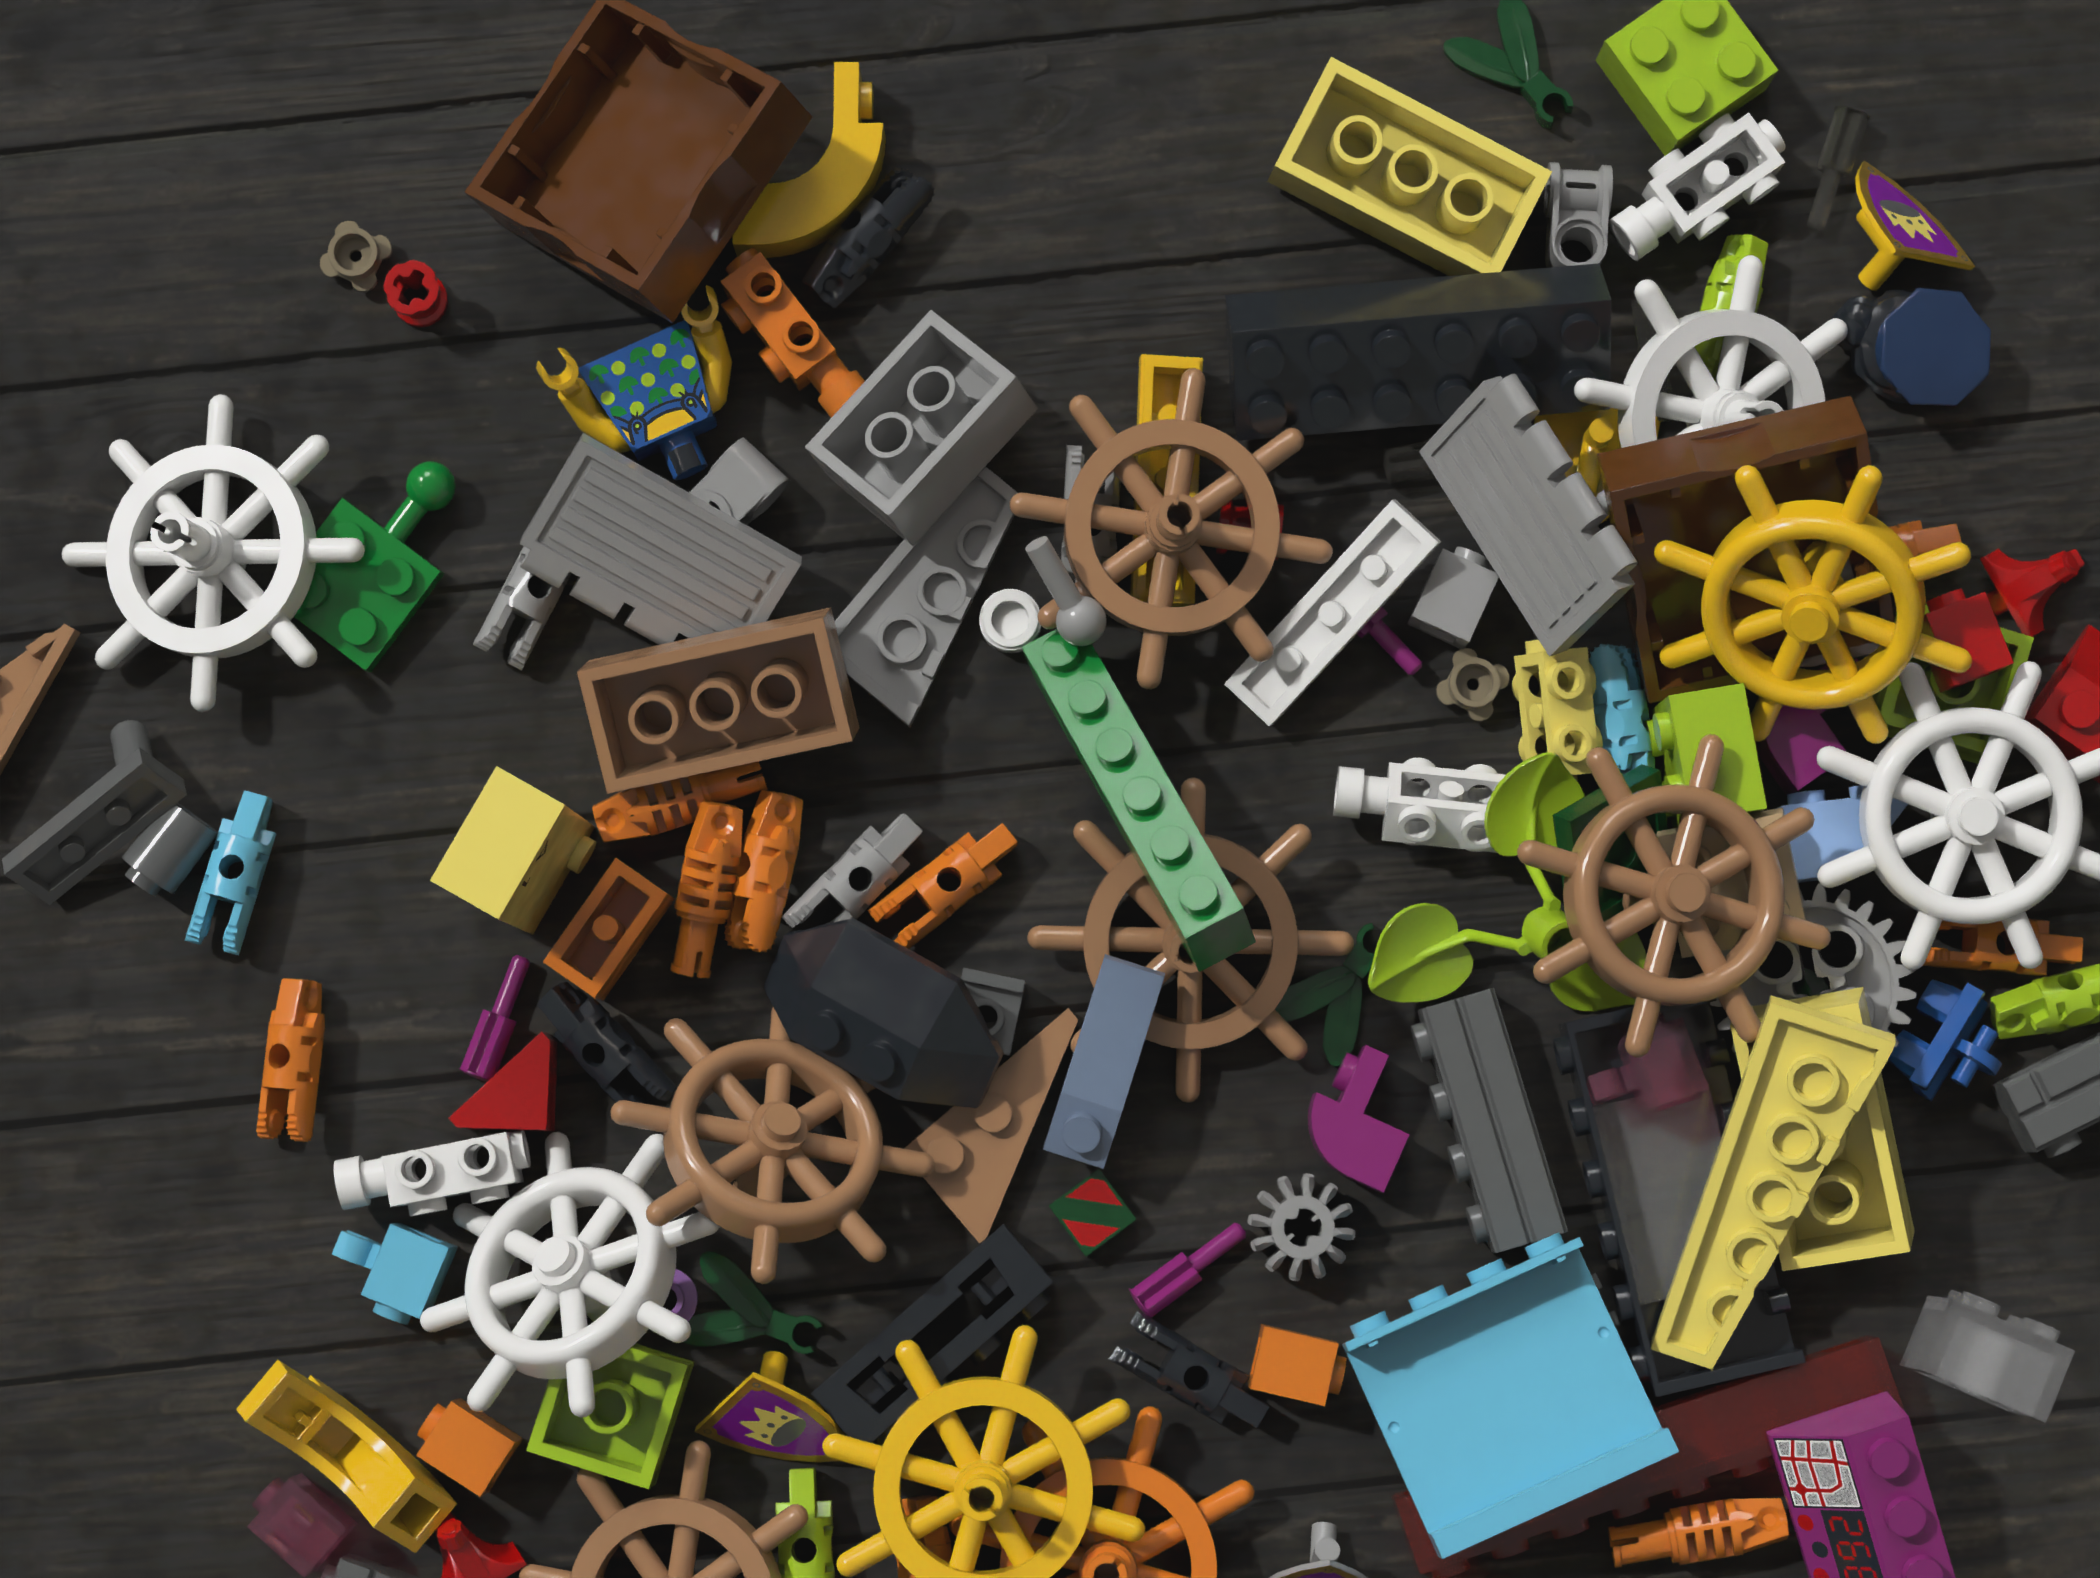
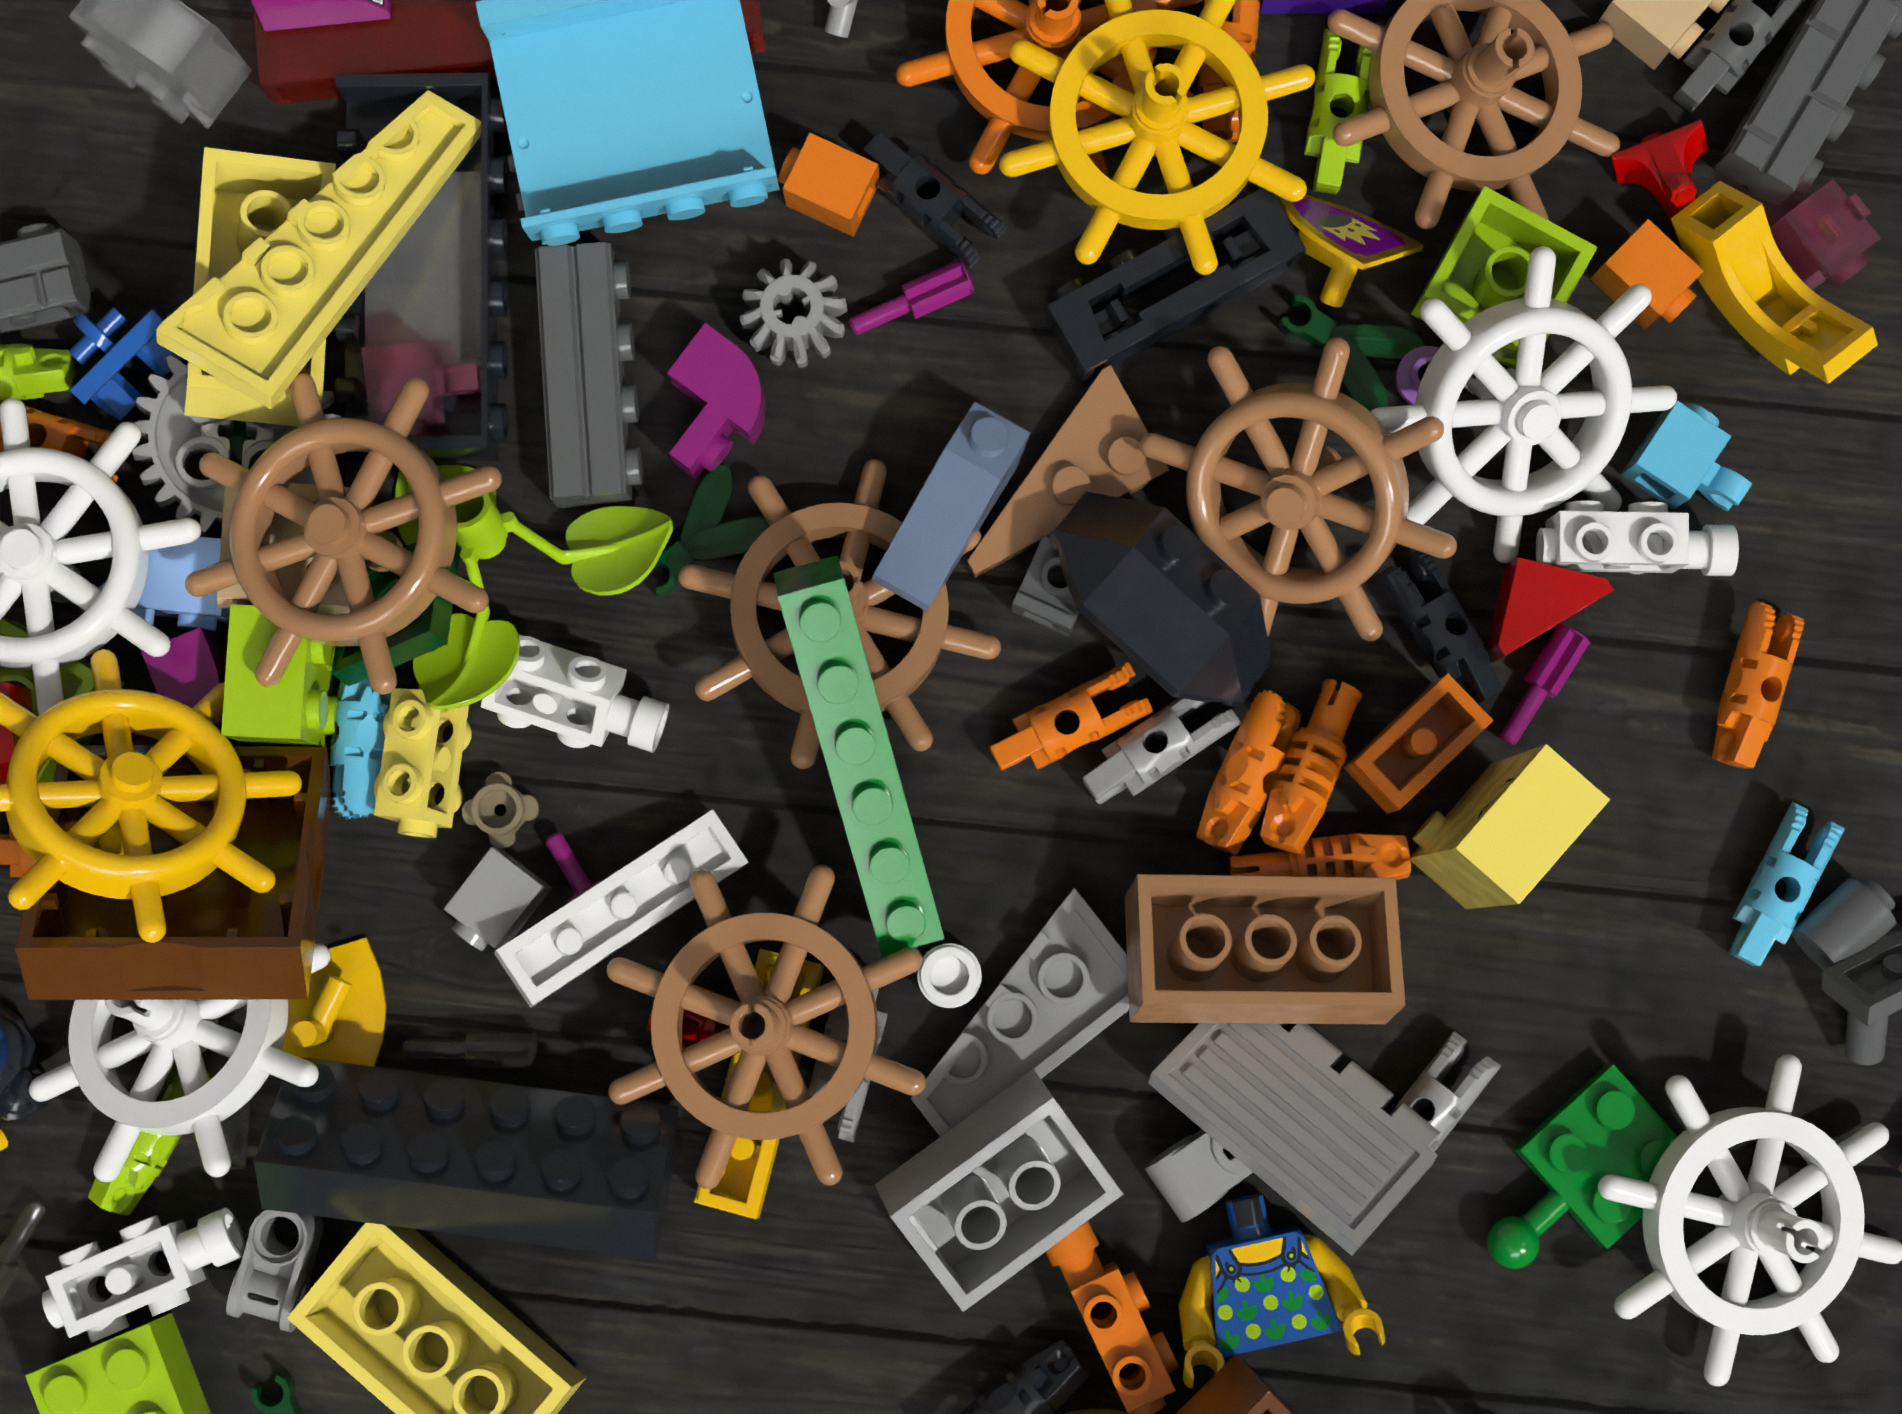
camera: 170 degrees left, 0 degrees up
(1079, 617) = (879, 950): light grey bar -> none
(1092, 1212) = (994, 372): dark green tile -> none
(1528, 514) = (397, 956): light grey hinge -> none

